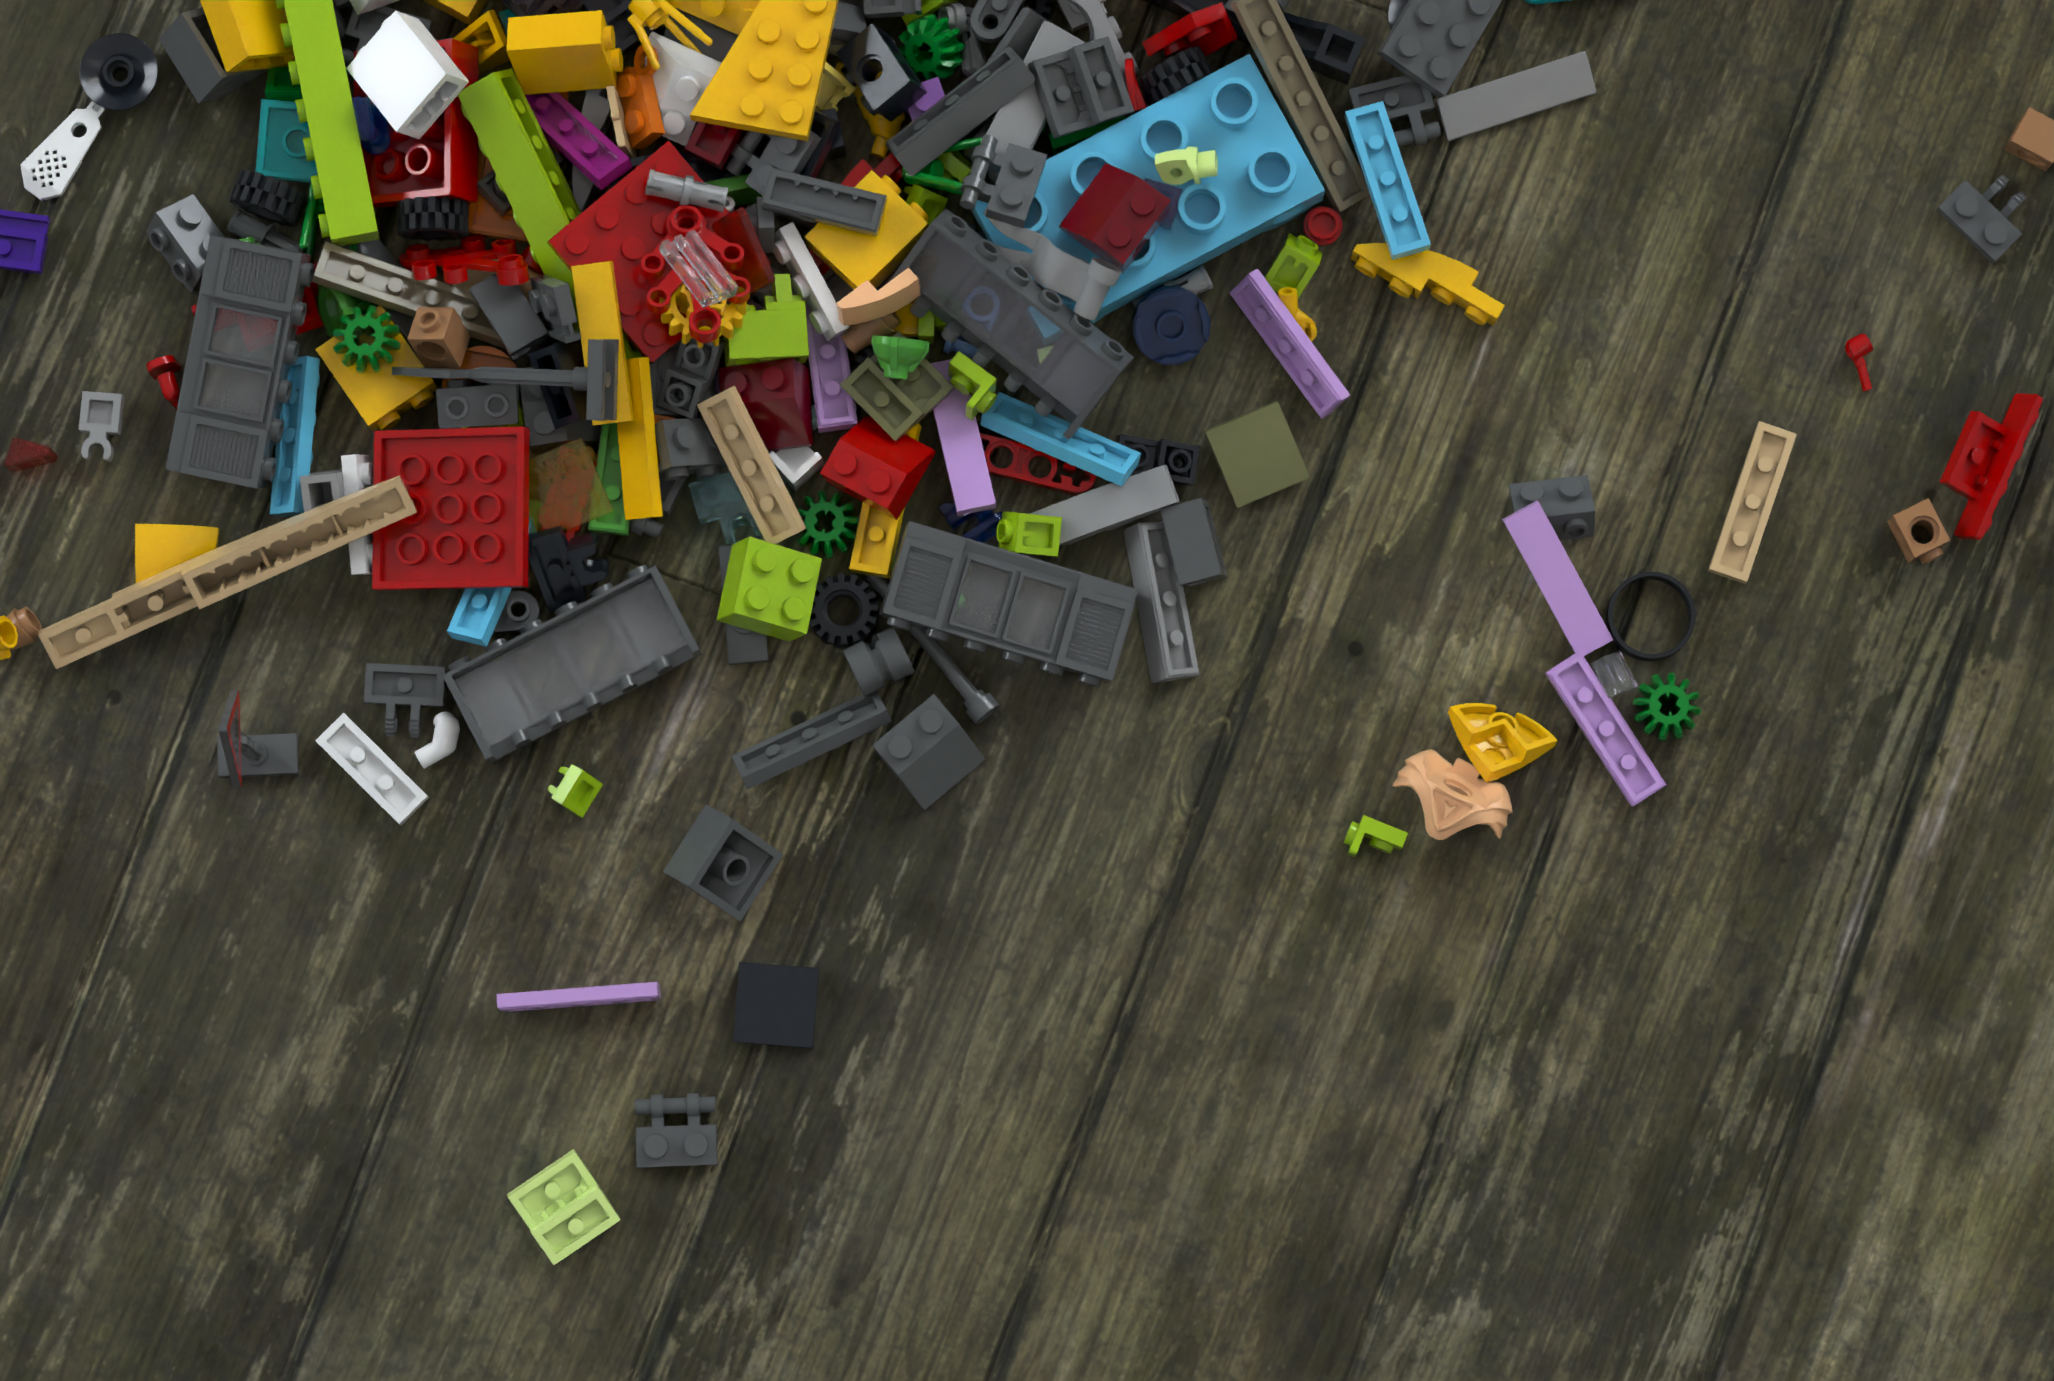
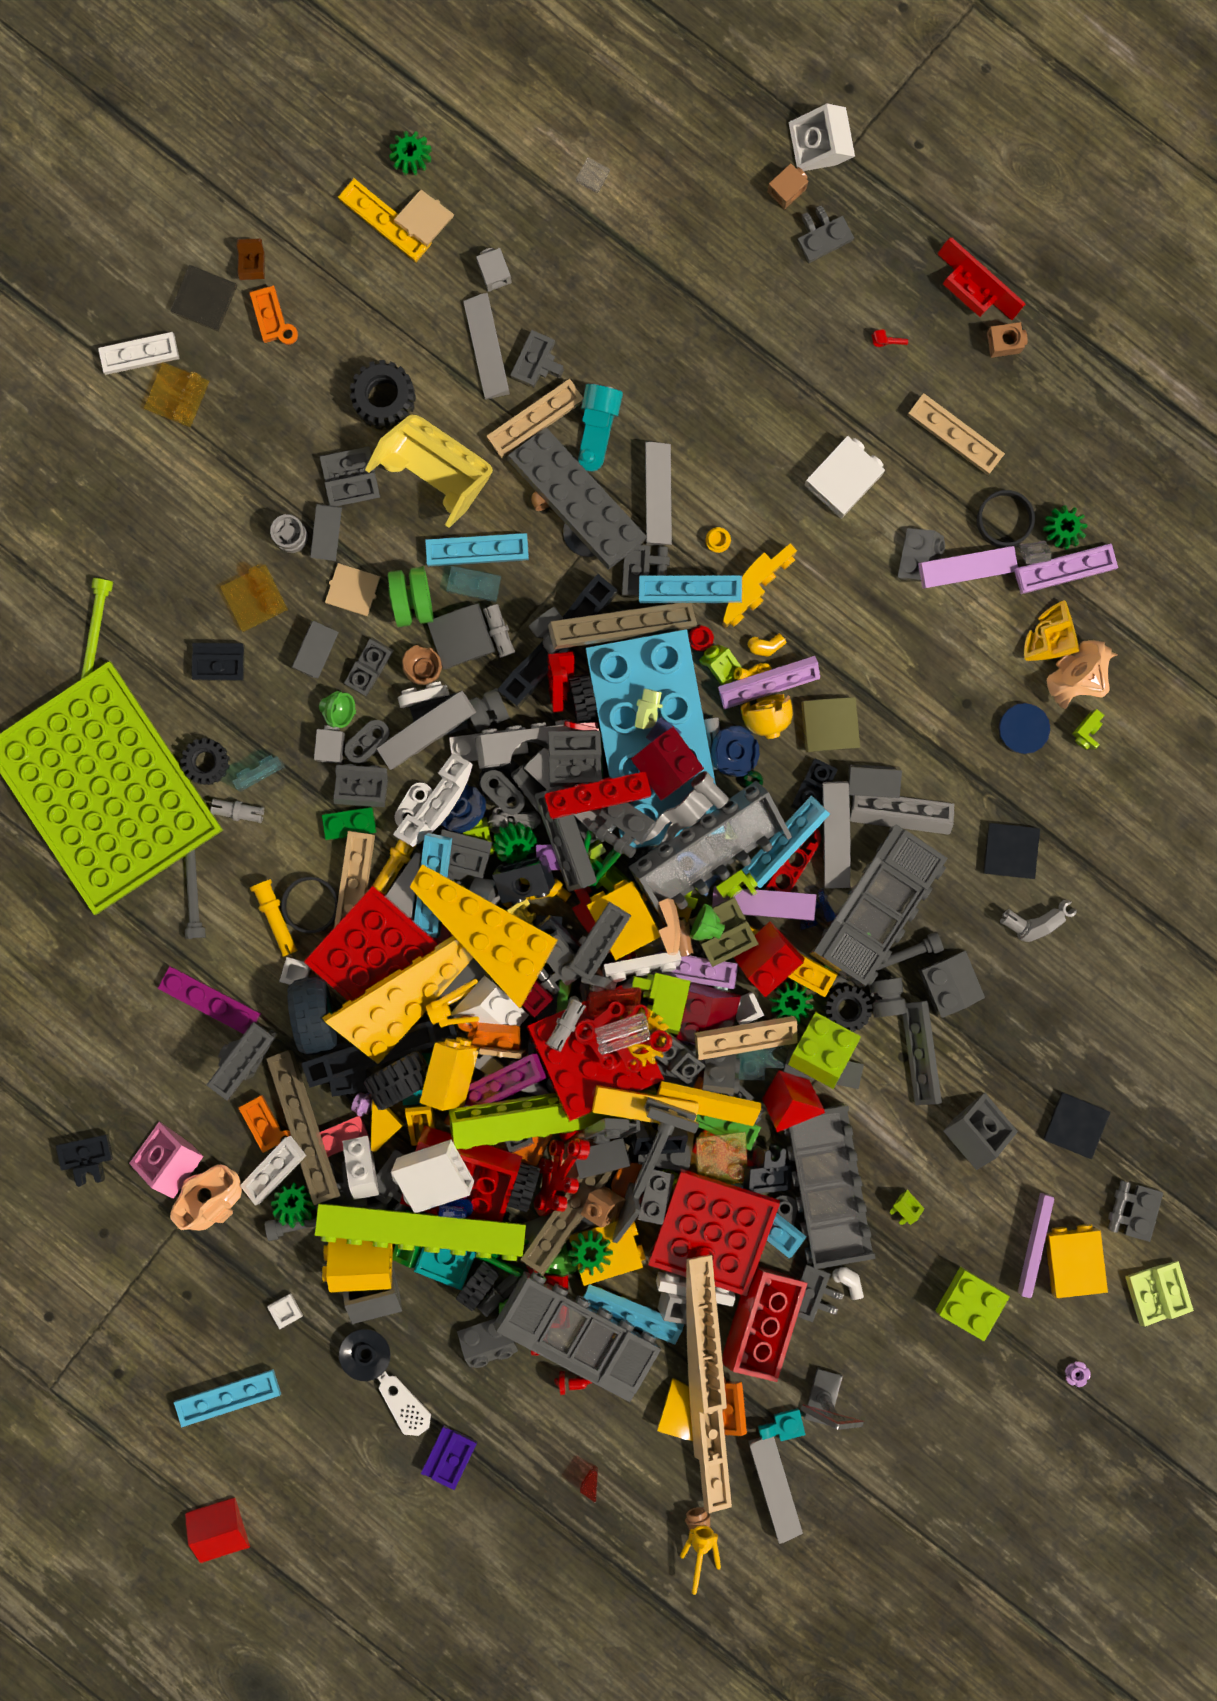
camera: 75 degrees left, 5 degrees up
(100, 416) = (580, 1432): light grey plate -> none
(102, 726) = (776, 1488): none -> light grey slope
(199, 714) = (786, 1425): none -> teal plate
(202, 625) = (734, 1414): none -> orange hinge
(338, 630) = (764, 1325): none -> red slope
(372, 769) = (854, 1329): white plate -> none
(413, 1128) = (1079, 1367): none -> lavender plate
(463, 928) = (972, 1303): none -> lime brick
(573, 1064) = (1076, 1261): none -> yellow brick
(681, 566) = (791, 1101): none -> red slope
(1029, 533) = (840, 880): lime bracket -> none
(1035, 128) = (597, 795): none -> red bracket
(1054, 853) = (1039, 927): none -> light grey arm
(1146, 370) = (754, 774): none -> dark green hinge
(1156, 780) = (1011, 851): none -> black tile
(1238, 355) = (768, 716): none -> yellow cylinder
(1340, 326) = (764, 647): none -> yellow arm
(1345, 742) = (1024, 728): none -> dark blue tile
(1477, 205) = (718, 540): none -> yellow plate
(1633, 359) = (845, 476): none -> white brick

